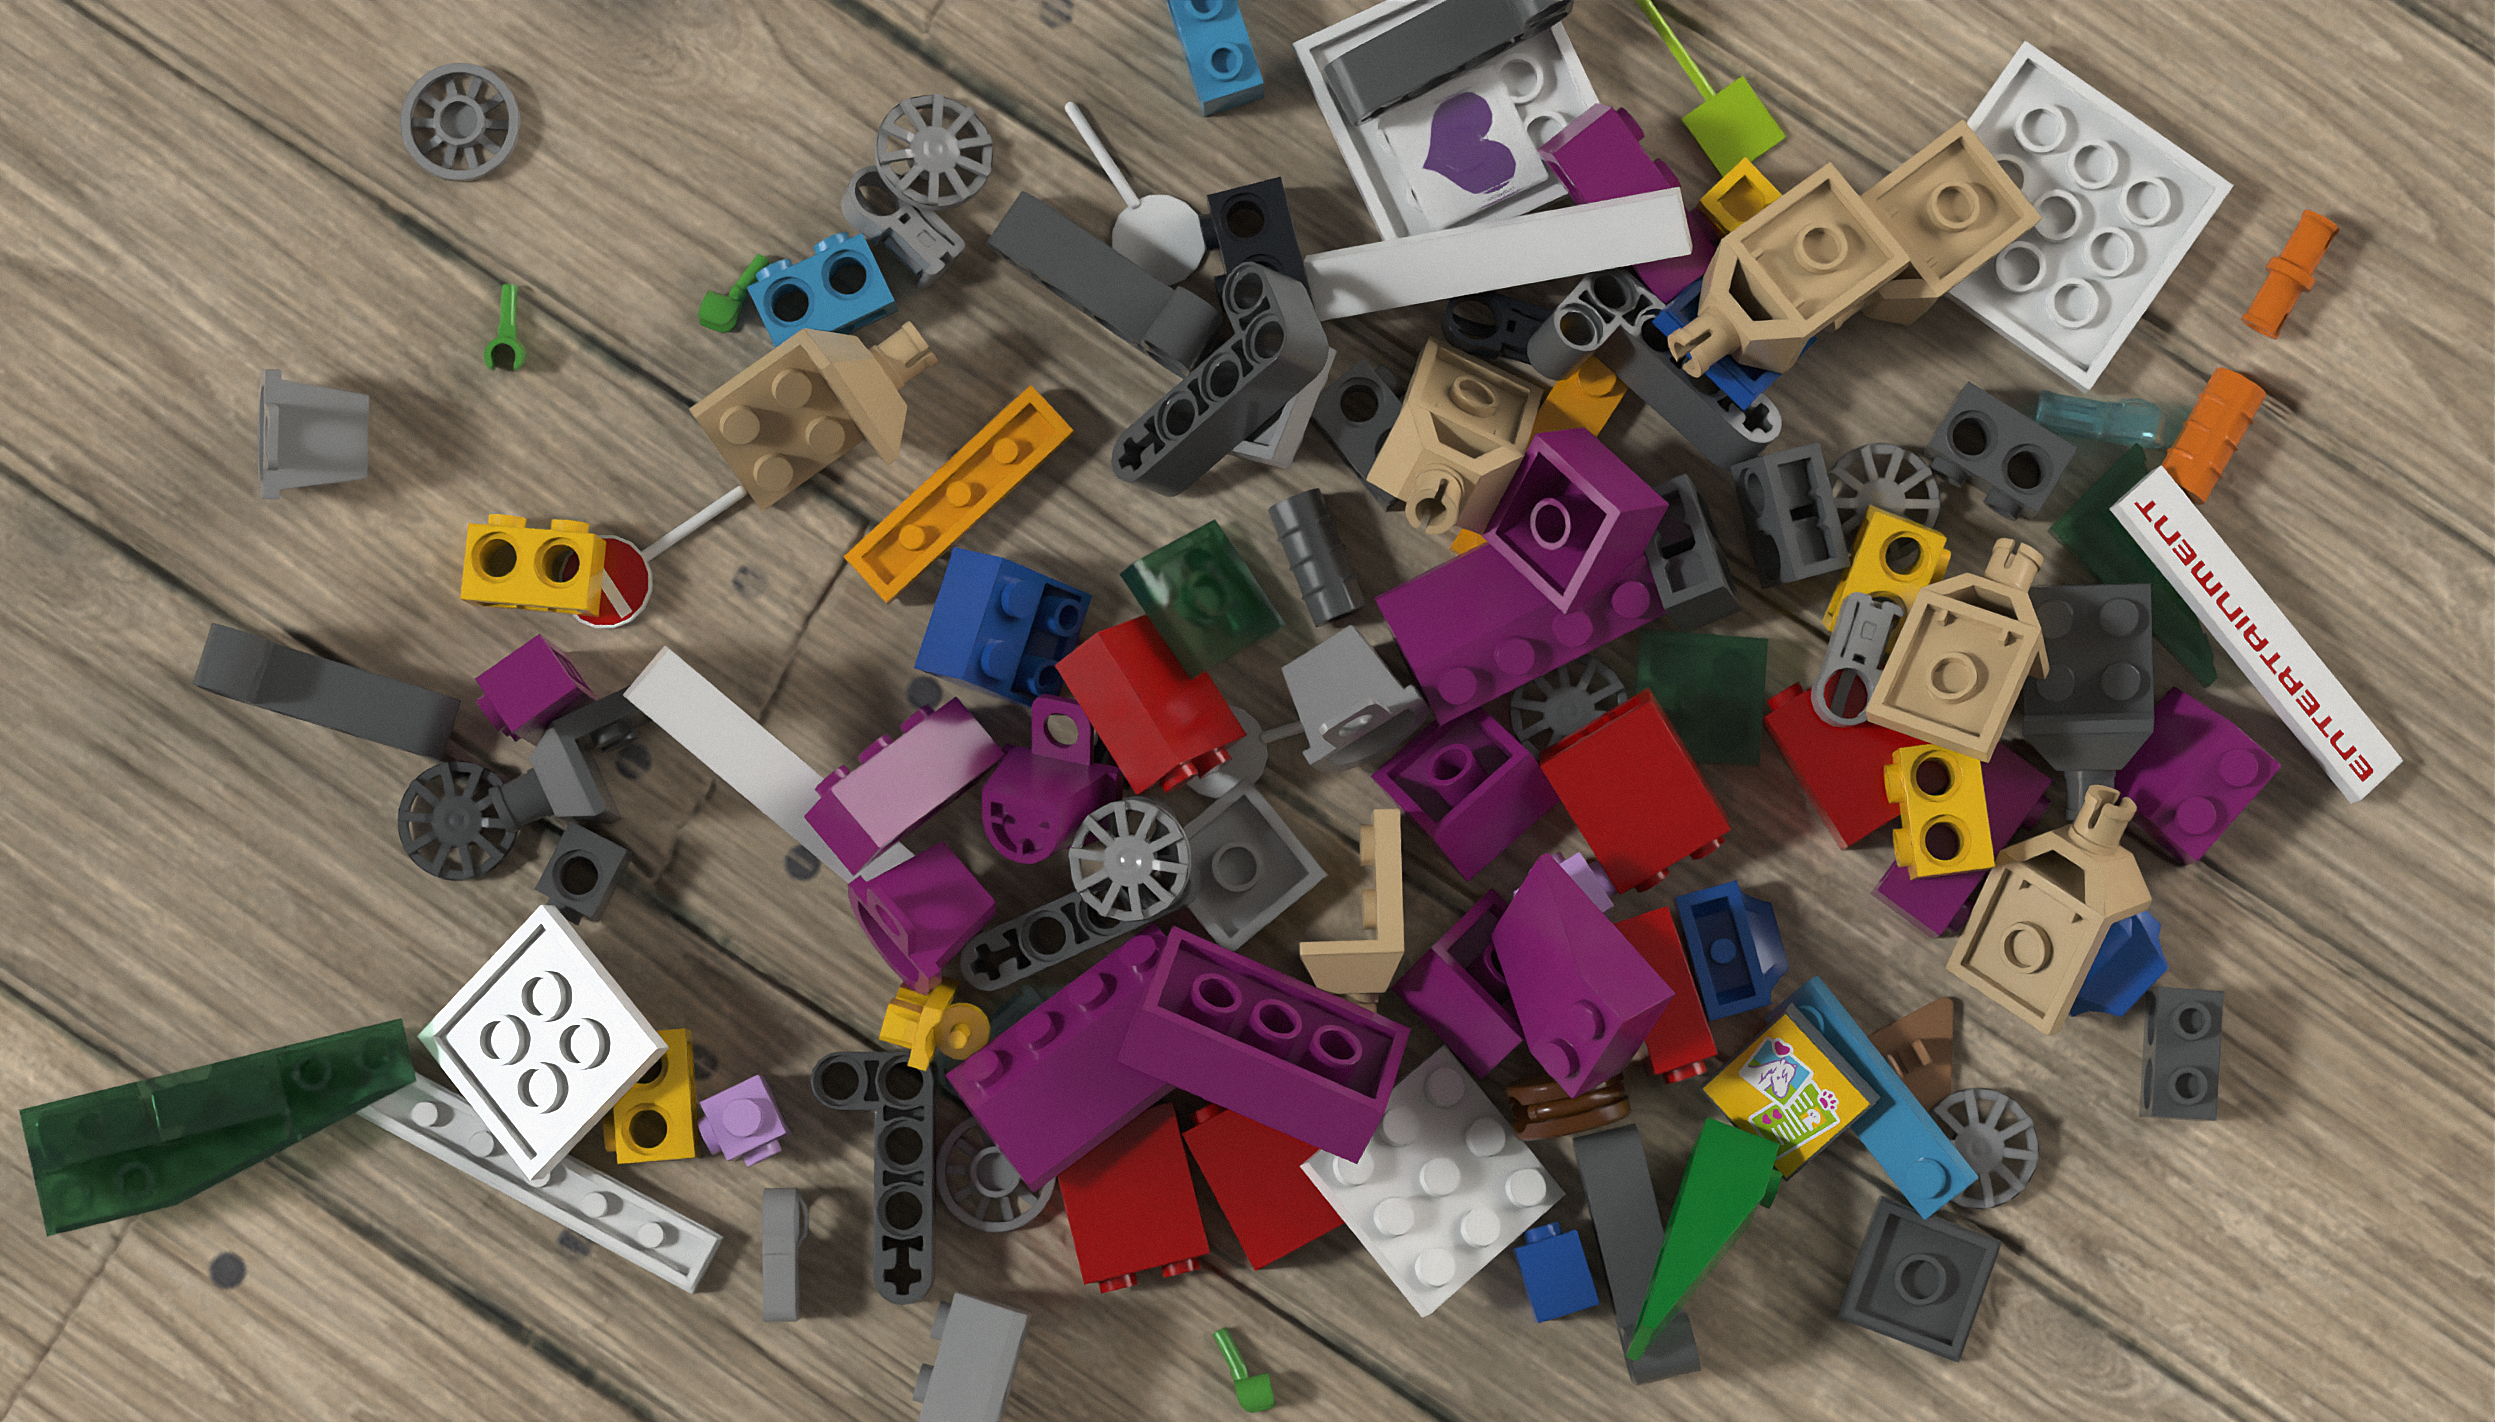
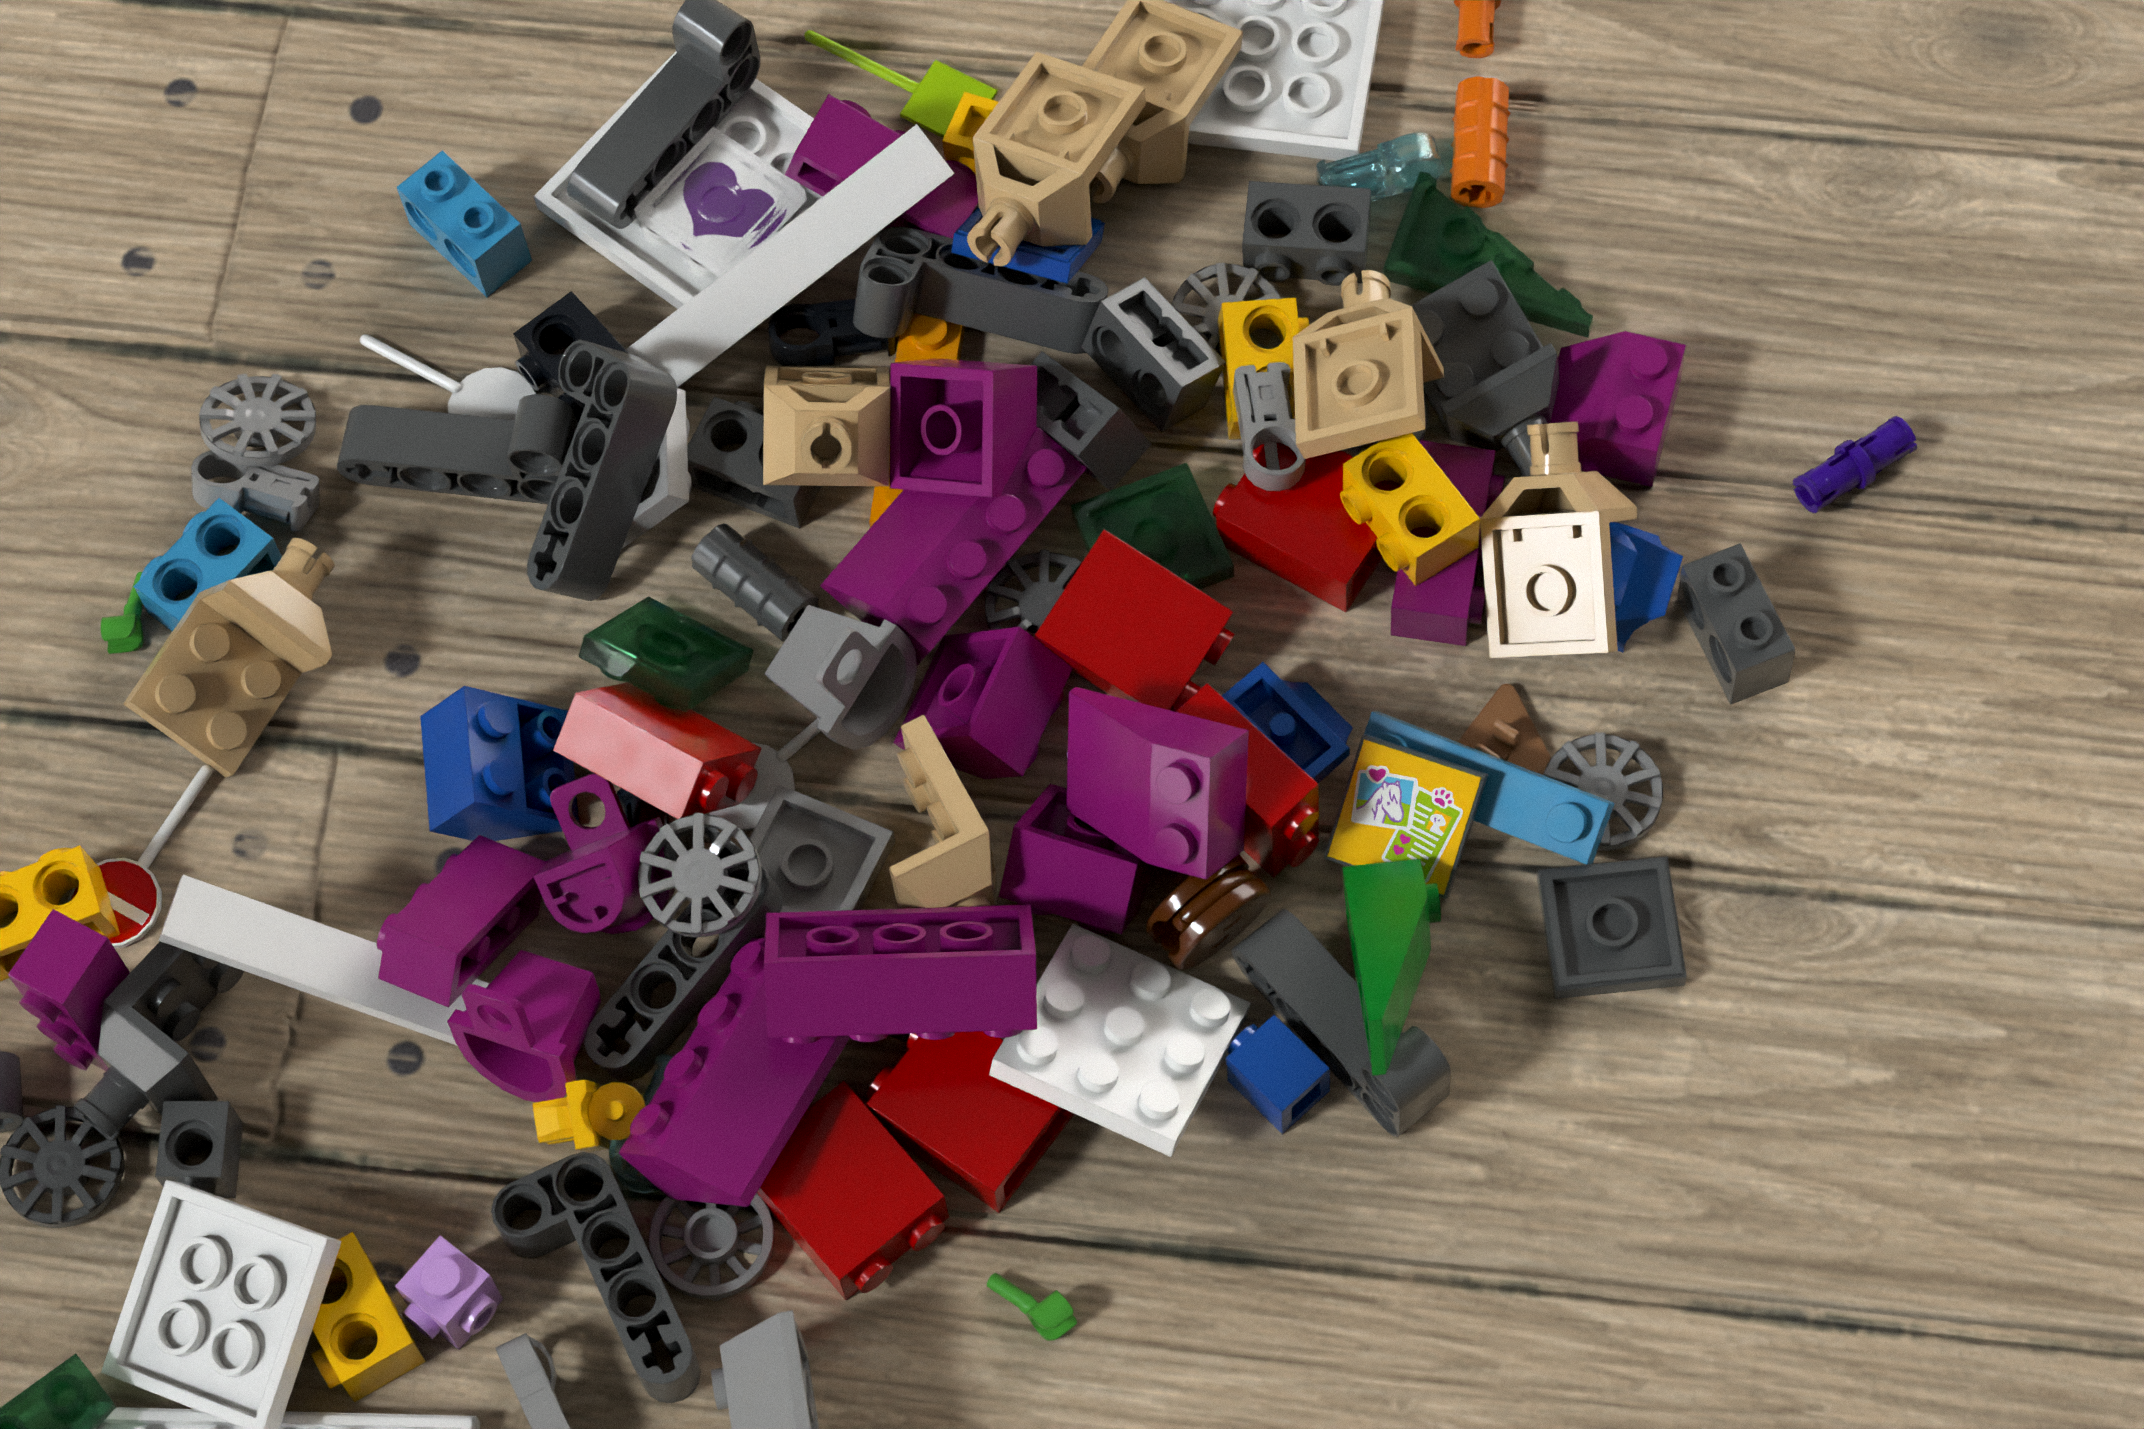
camera: 20 degrees left, 20 degrees down
(959, 495) = (406, 679): light orange plate -> none
(2256, 634) = (1607, 268): white tile -> none
(2377, 946) = (1854, 464): none -> dark purple pin

